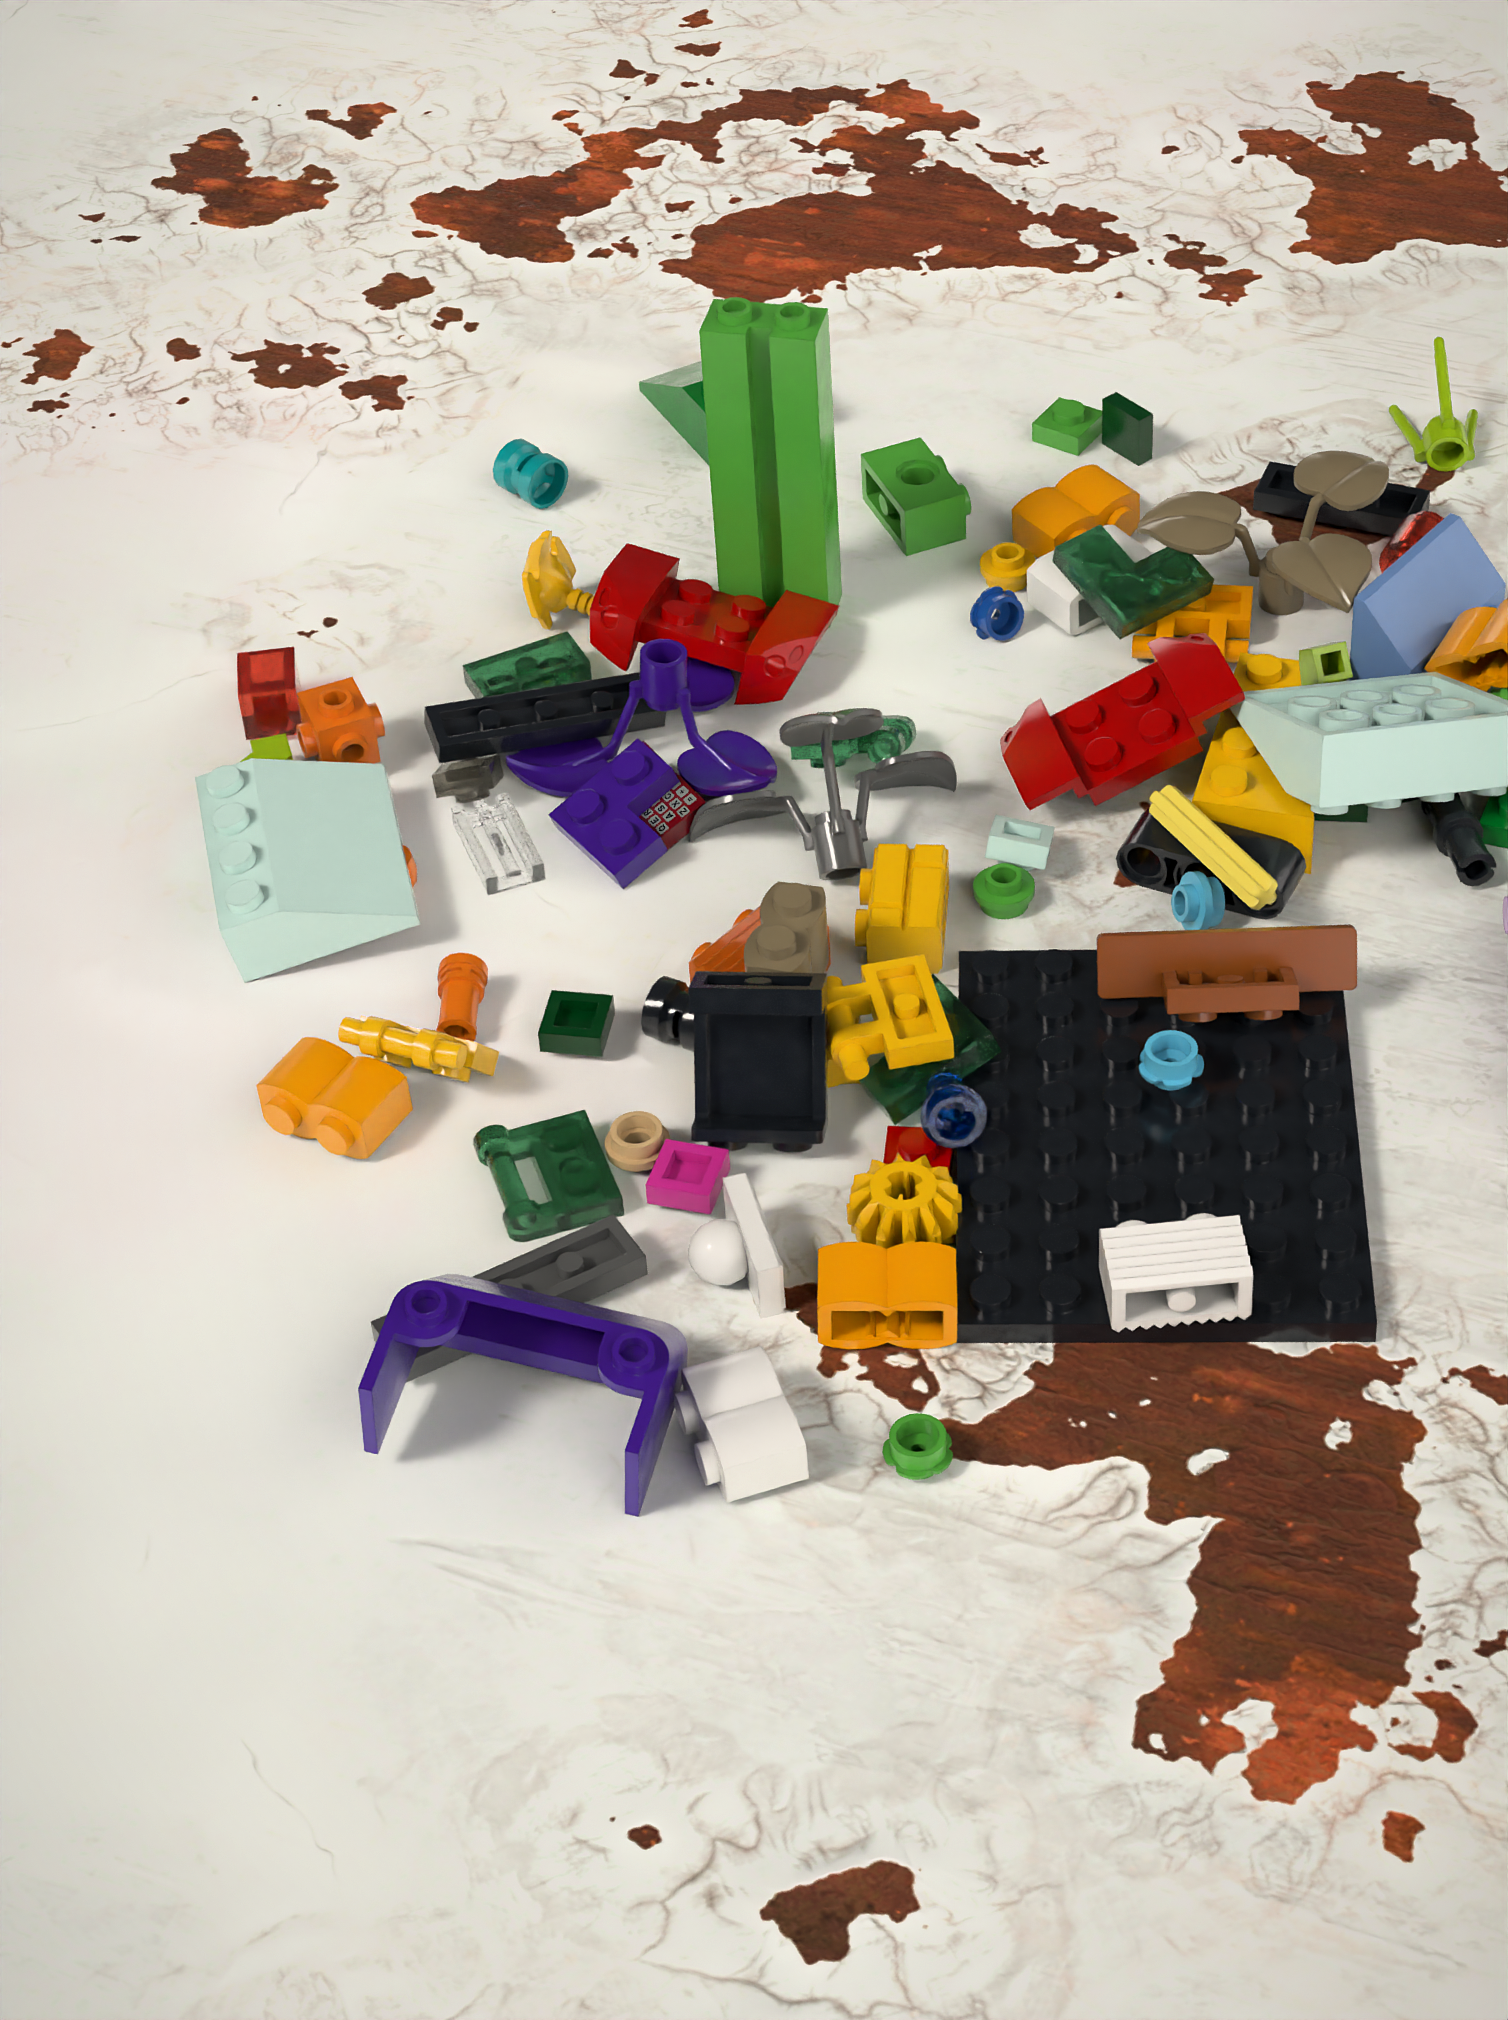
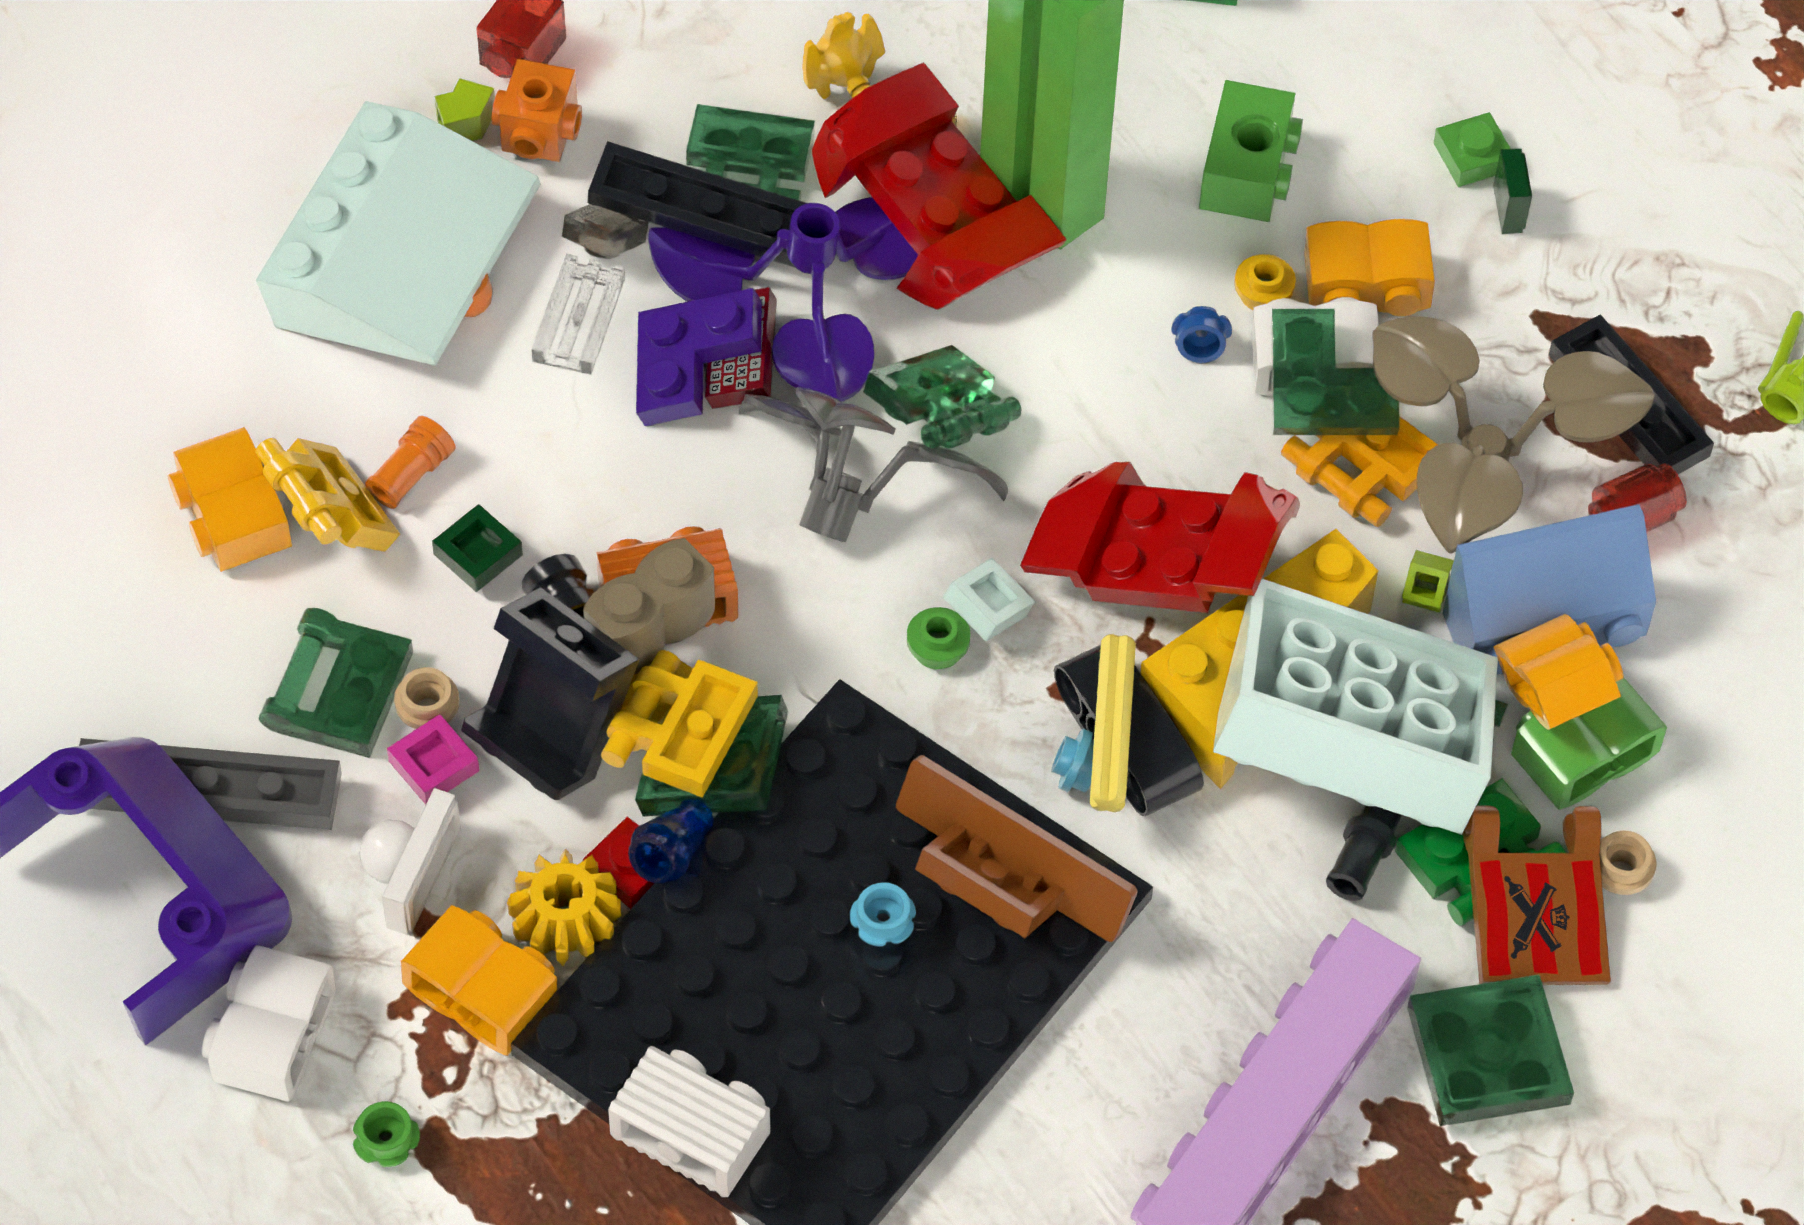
camera: 30 degrees right, 15 degrees up
(905, 904) = (832, 606): yellow brick -> none

